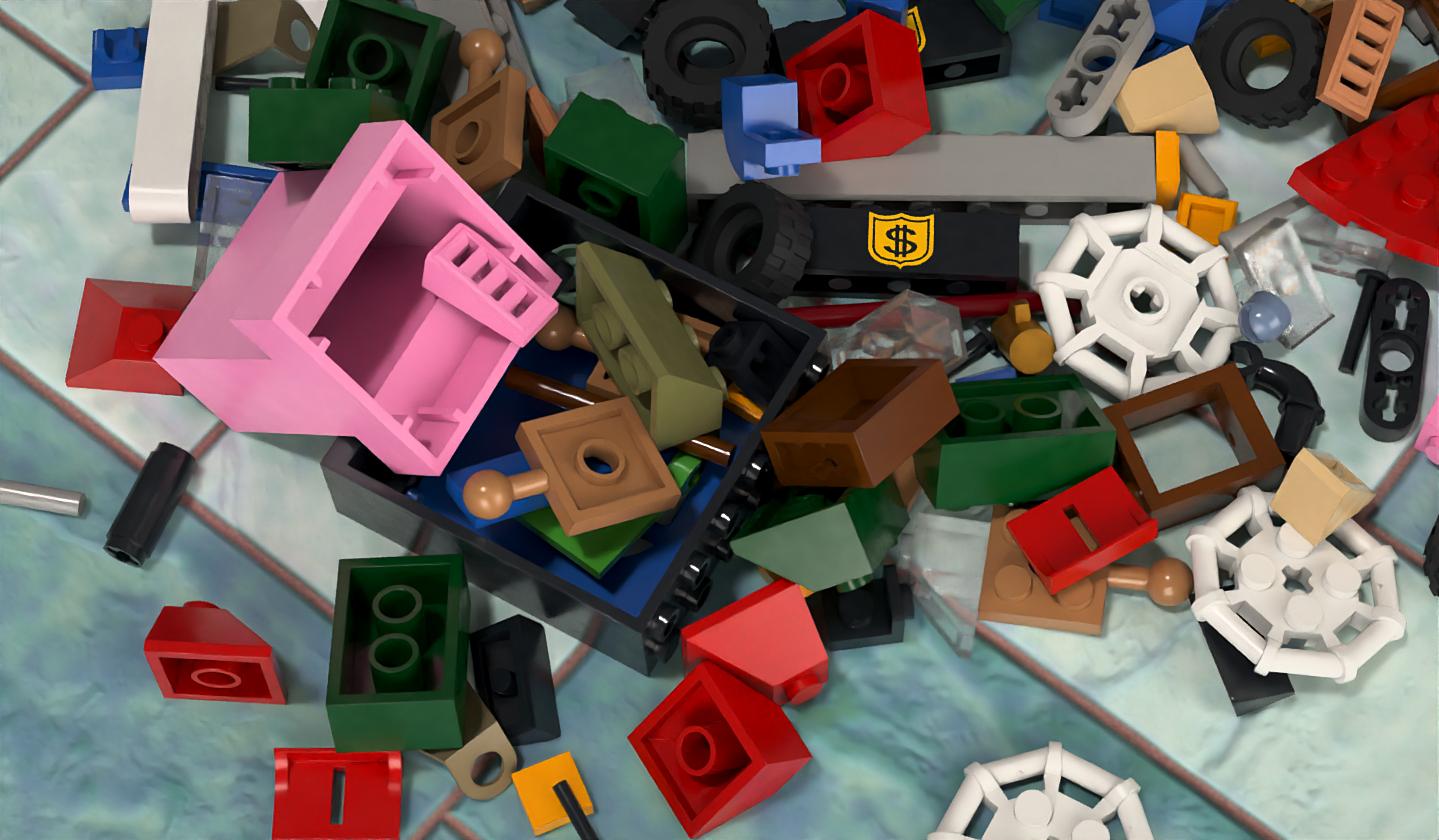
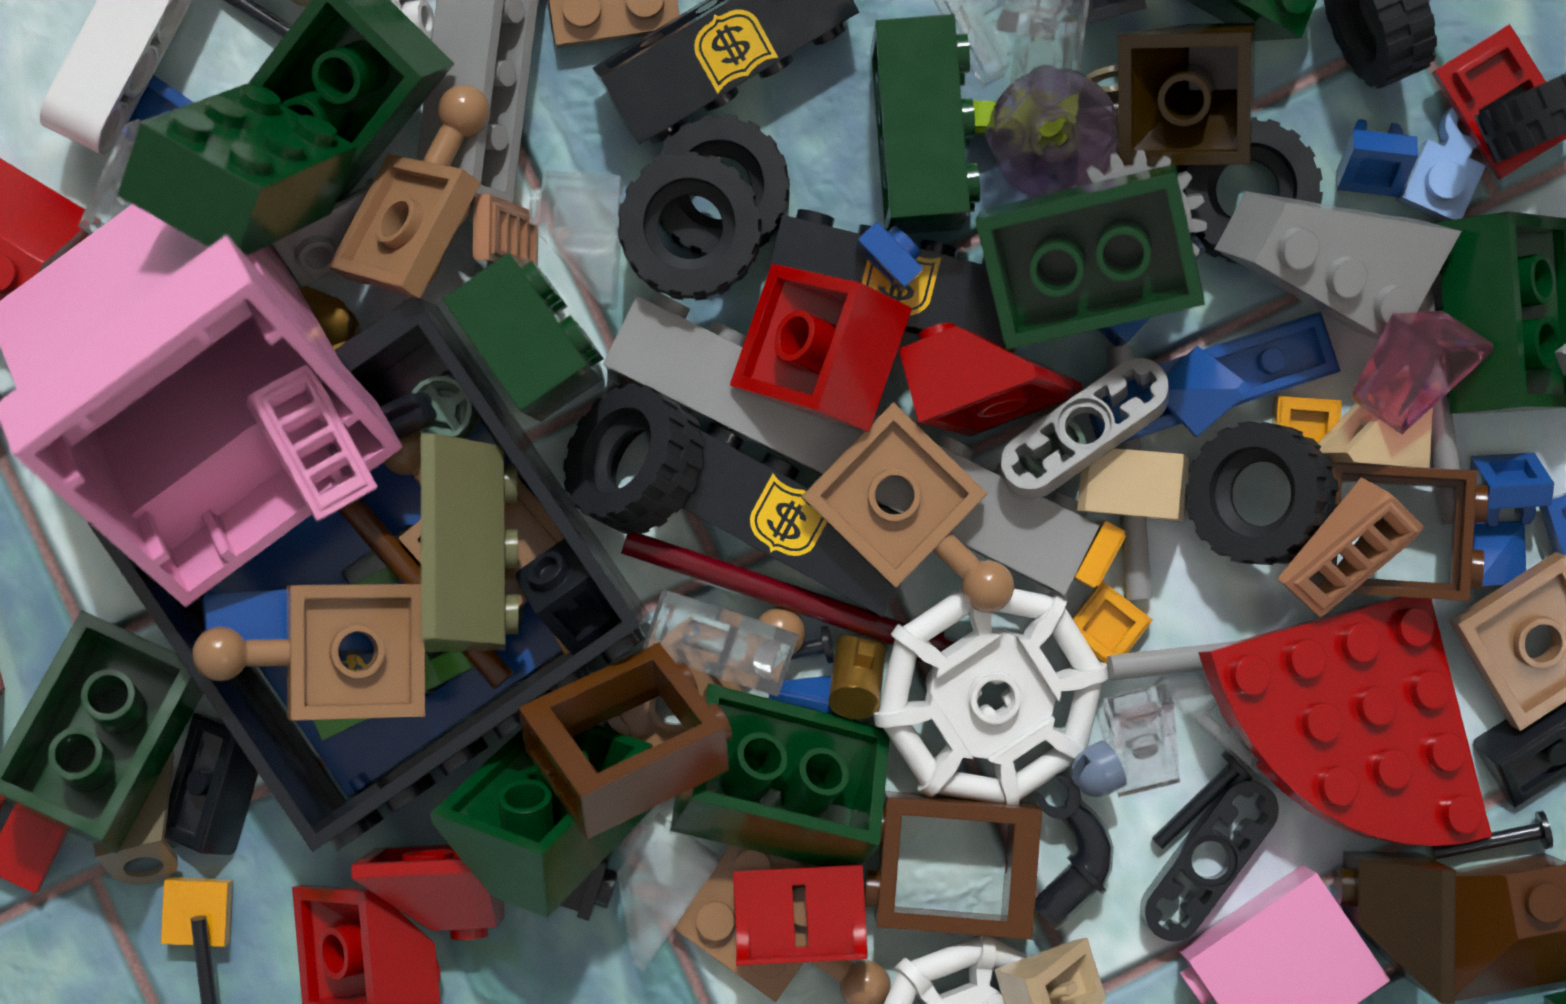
camera: 25 degrees right, 25 degrees up
(763, 127) = (700, 352): blue brick -> none
(1001, 65) = (975, 383): none -> red slope
(1002, 203) = (940, 502): none -> medium nougat plate

